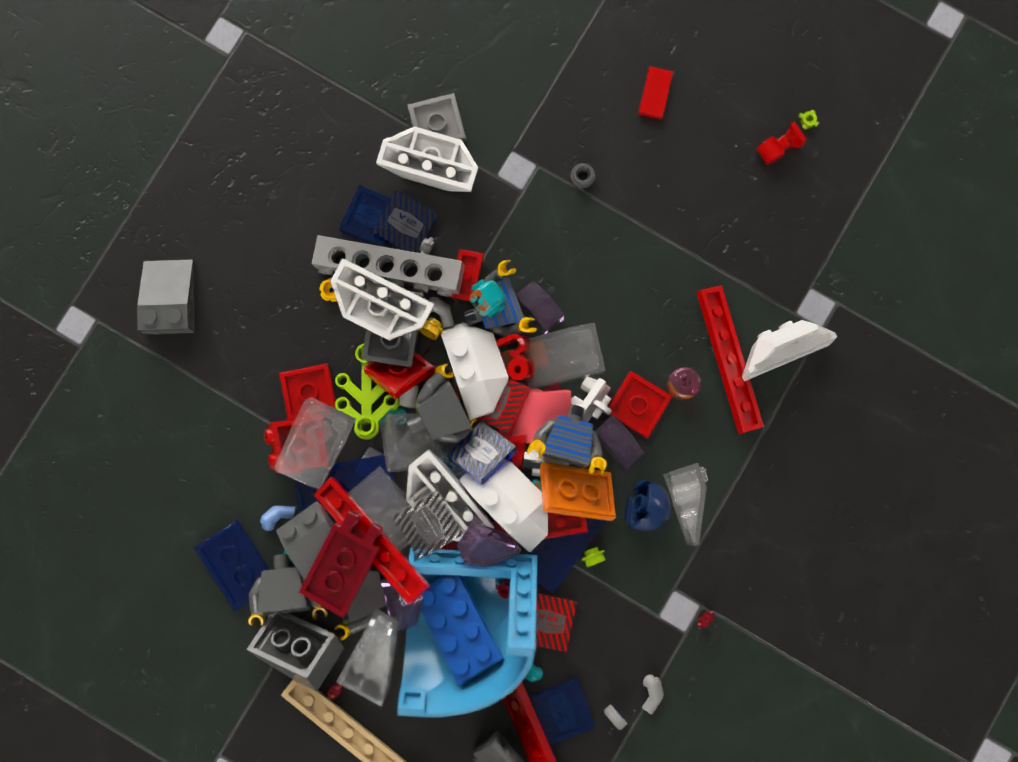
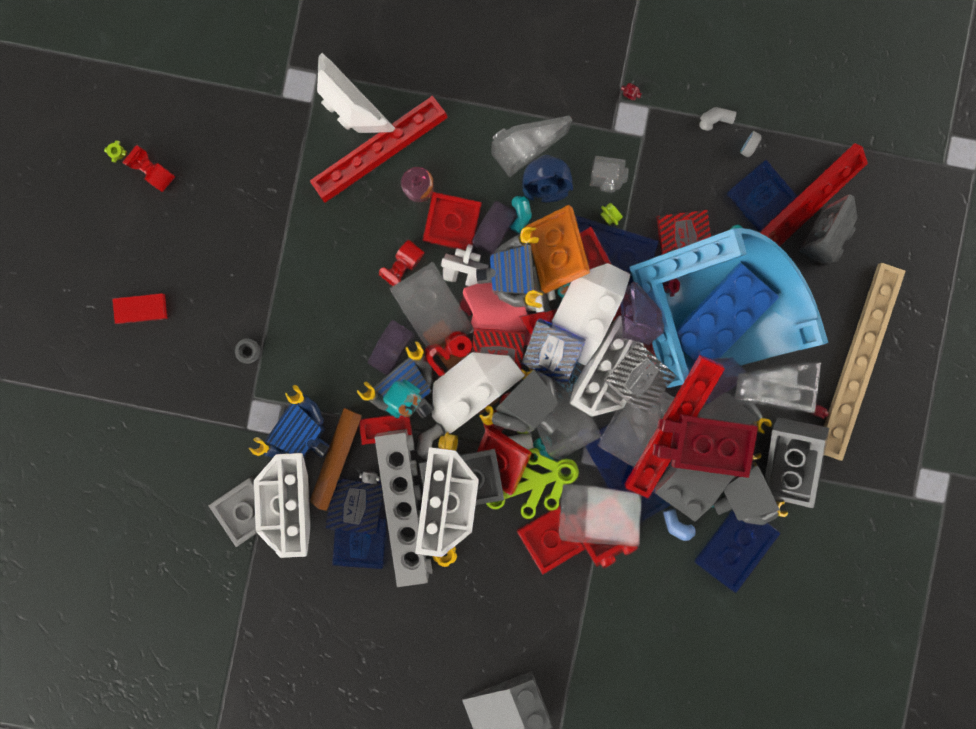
camera: 110 degrees left, 5 degrees up
(455, 220) = (335, 459): none -> dark orange tile
(493, 193) = (296, 430): none -> torso
(618, 350) = (407, 258): none -> red leg
(624, 475) = (523, 211): none -> teal arm
(633, 568) = (608, 173): none -> clear brick

